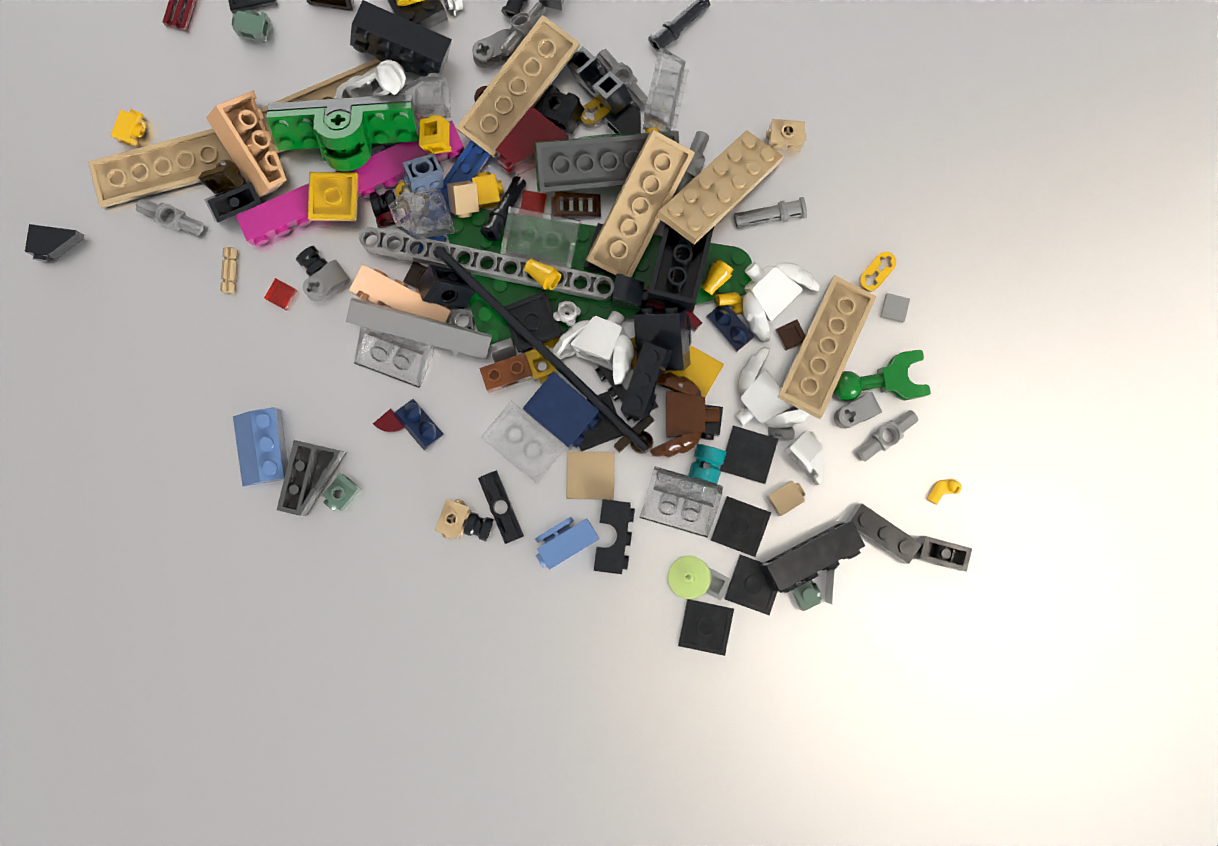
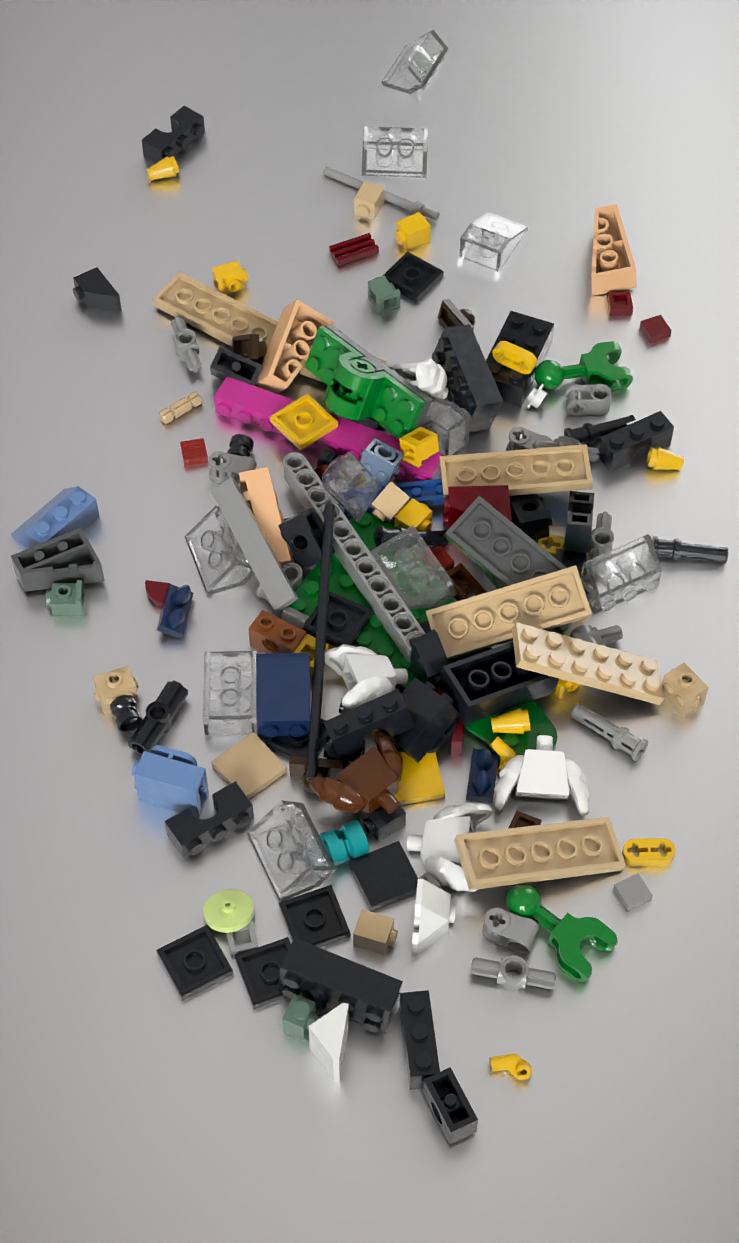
camera: 50 degrees right, 30 degrees down
(544, 274) = (382, 590): yellow cone -> none
(571, 309) = (370, 637): white plate -> none

